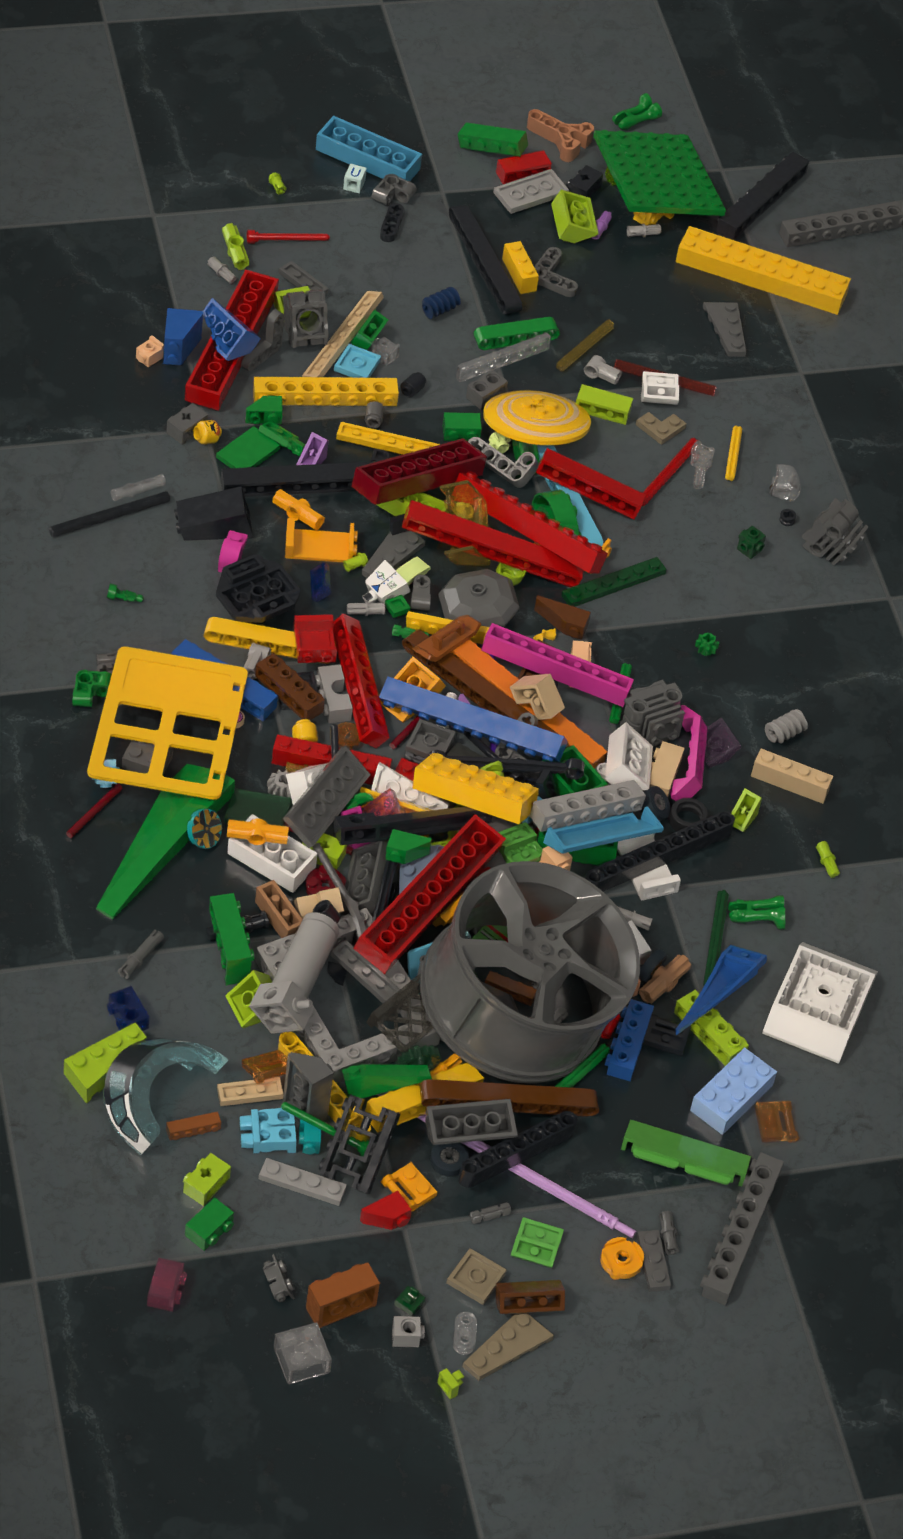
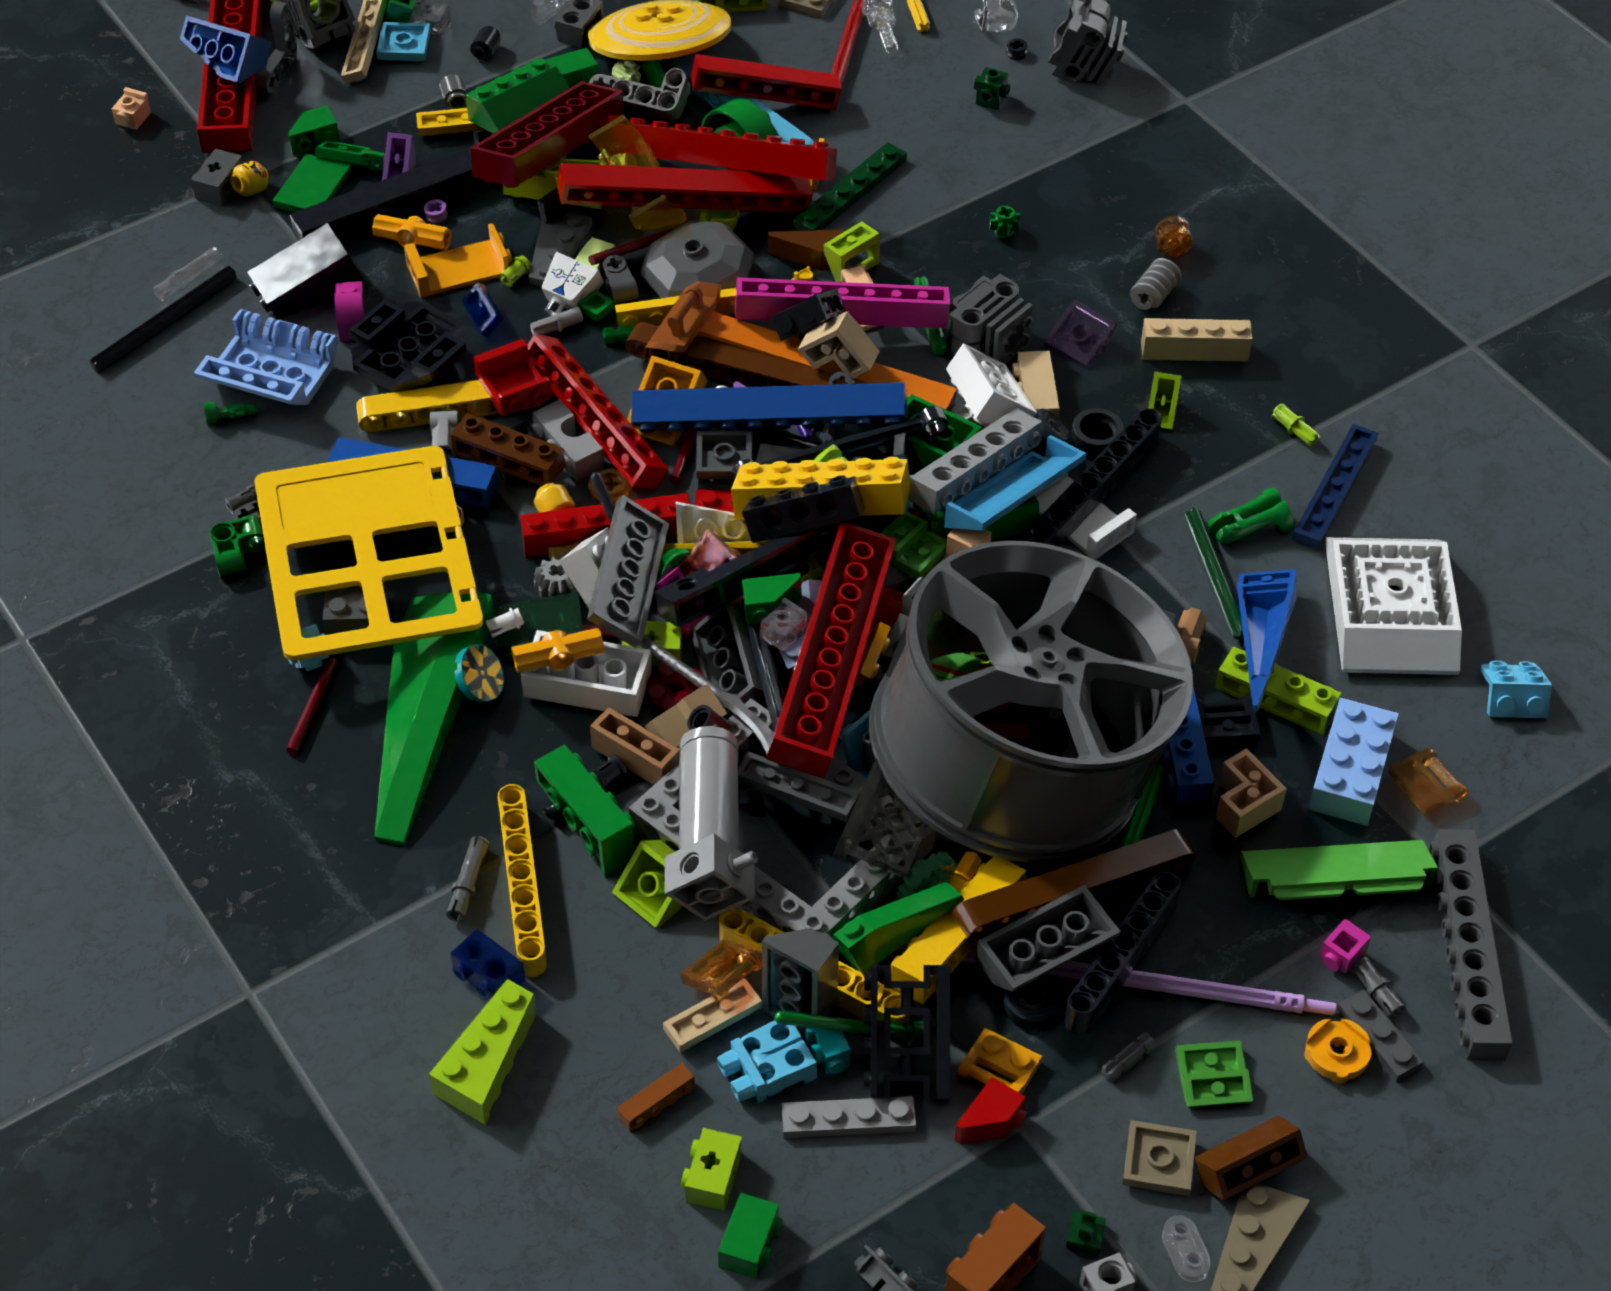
camera: 15 degrees left, 0 degrees up
(131, 1078) = (542, 1066): clear light blue windscreen -> none
(164, 572) = (272, 363): none -> light blue slope
(170, 976) = (522, 891): none -> yellow beam
(181, 334) = (163, 74): blue slope -> none
(236, 801) = (505, 622): none -> white pin
(322, 503) = (439, 211): none -> medium lavender bush
(328, 390) = (381, 82): yellow brick -> none
(406, 868) = (784, 625): none -> clear brick
(412, 434) = (514, 94): none -> green slope
(427, 799) = (764, 526): none -> black brick
(438, 572) = (627, 247): none -> dark red bar
(528, 665) = (808, 314): none -> black bracket
(588, 624) = (850, 244): none -> lime tile
(654, 1086) = (1251, 793): none -> light nougat brick
(660, 1200) = (1344, 947): none -> dark pink brick
(690, 785) = (1080, 394): dark pink slope -> none
(818, 698) = (1173, 238): none -> clear orange wheel
(830, 910) = (1335, 486): none -> dark blue plate
(869, 1087) = (1517, 690): none -> medium azure bracket

